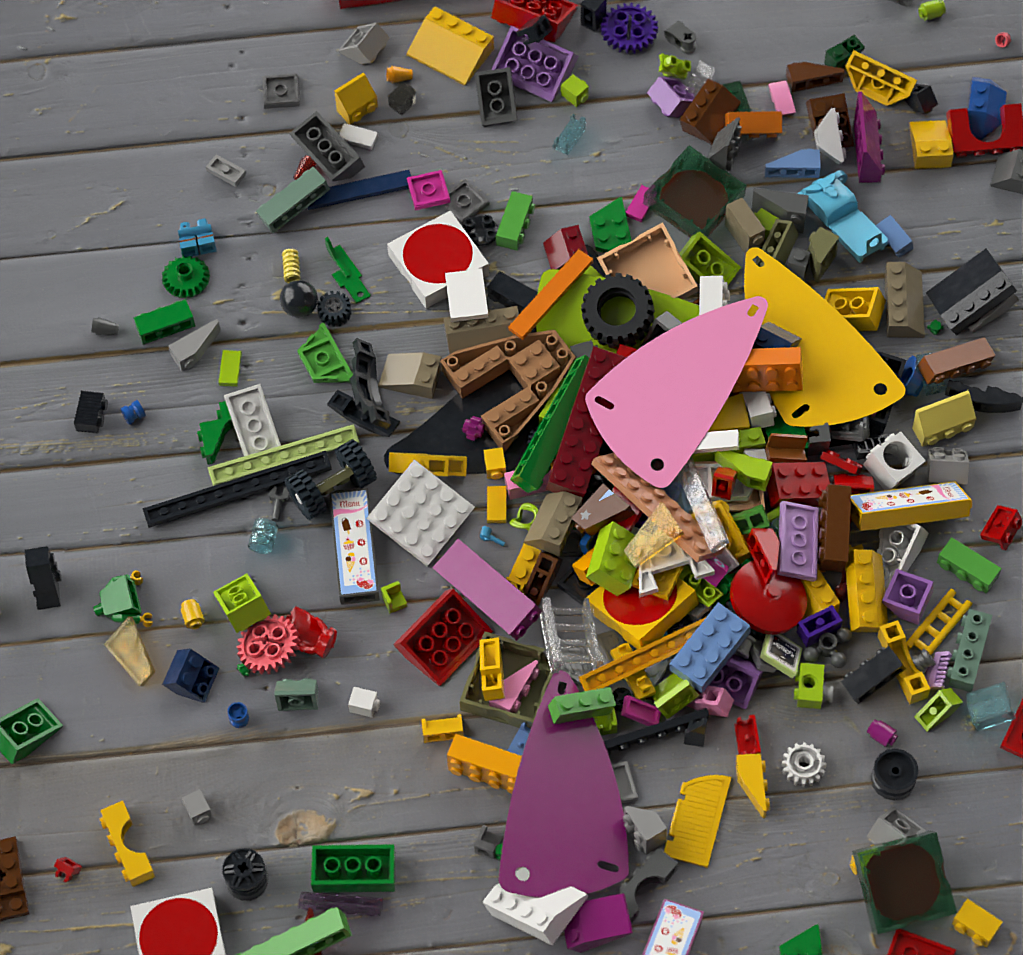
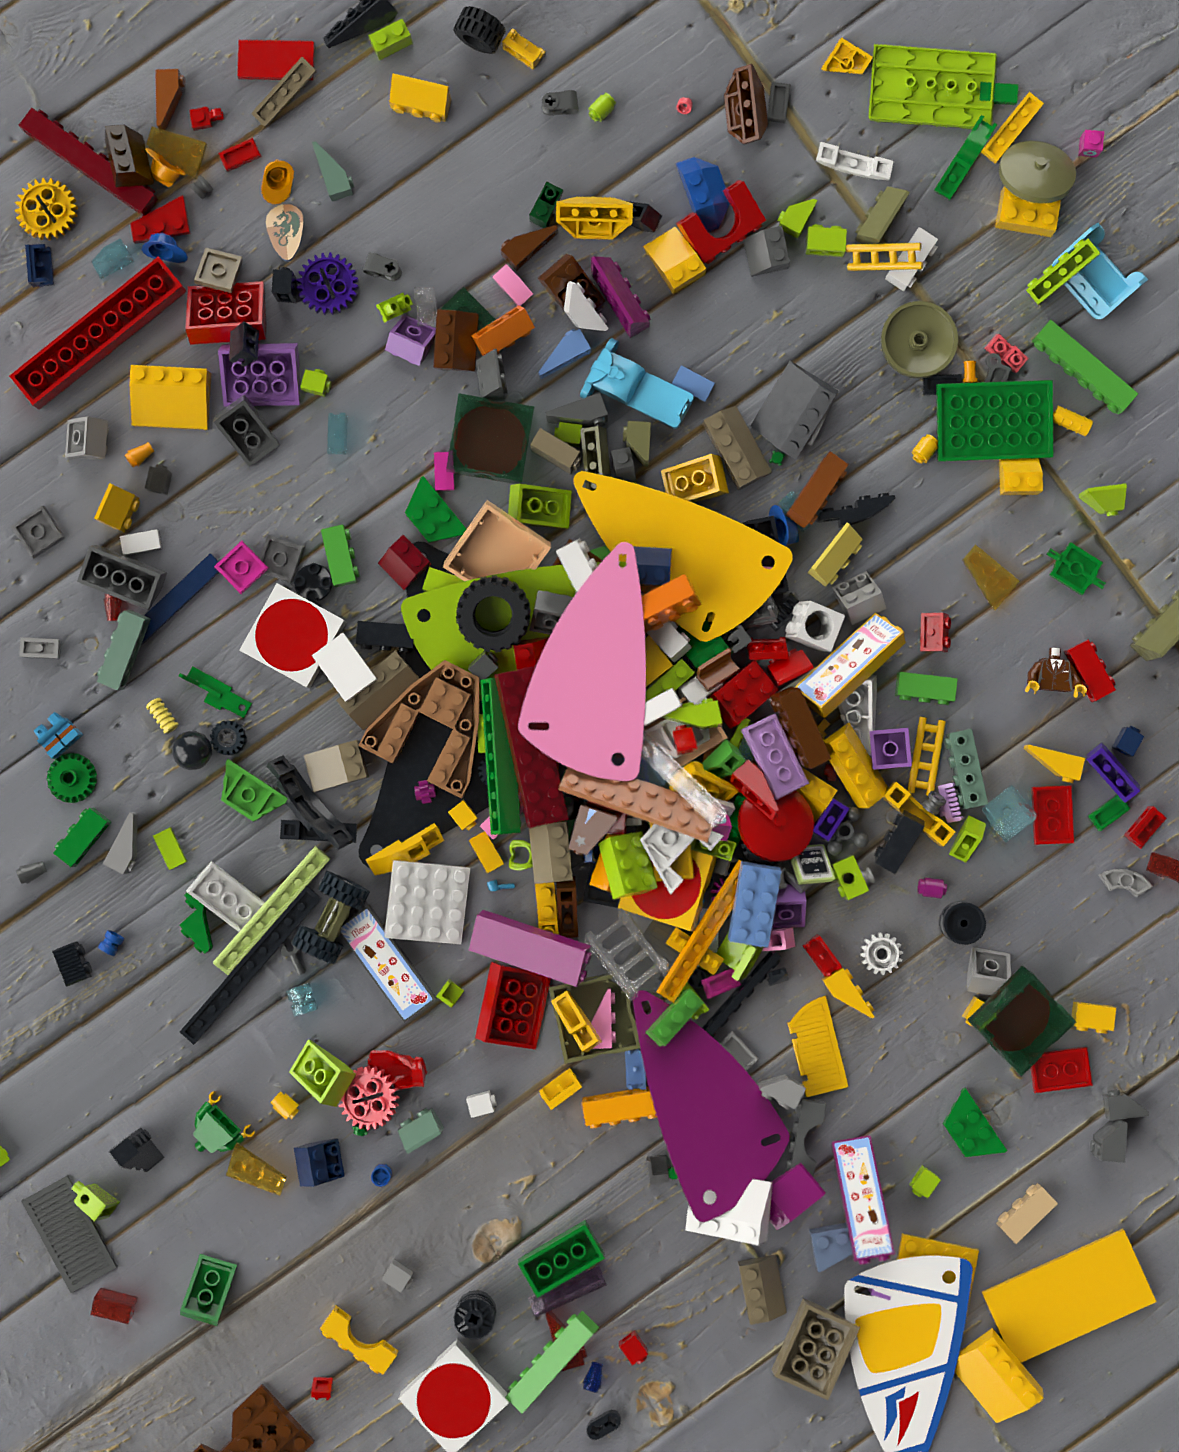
camera: 25 degrees left, 25 degrees up
(550, 294) = (421, 626): orange tile -> none
(653, 536) = (656, 836): clear yellow wing -> none

